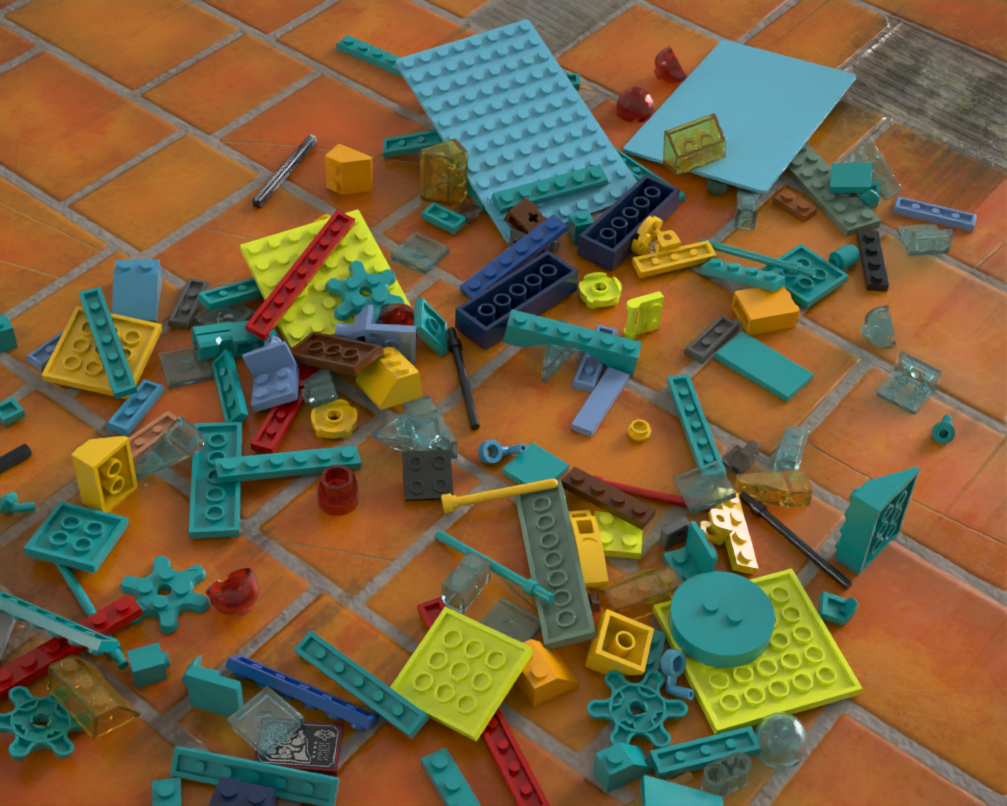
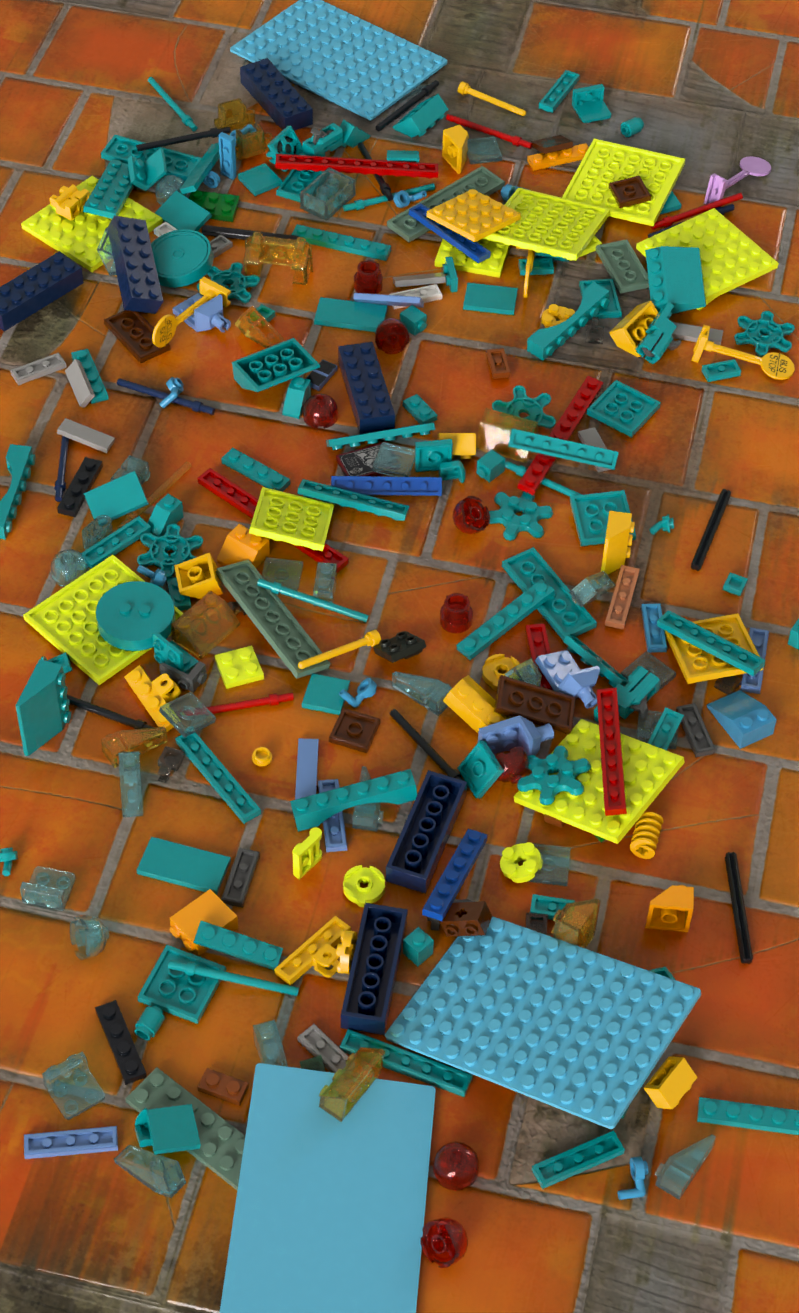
camera: 155 degrees right, 5 degrees up
(162, 718) = (463, 443): none -> yellow slope
(410, 433) = (431, 657): clear light blue slope -> none
(444, 243) = (516, 853): none -> neon yellow plate
(526, 423) = (354, 730): none -> reddish brown tile
(551, 188) = (468, 969): teal plate -> none
(589, 548) = (256, 636): yellow slope -> none
(608, 498) = (257, 678): reddish brown plate -> none
(697, 197) = (320, 1044): none -> light grey tile

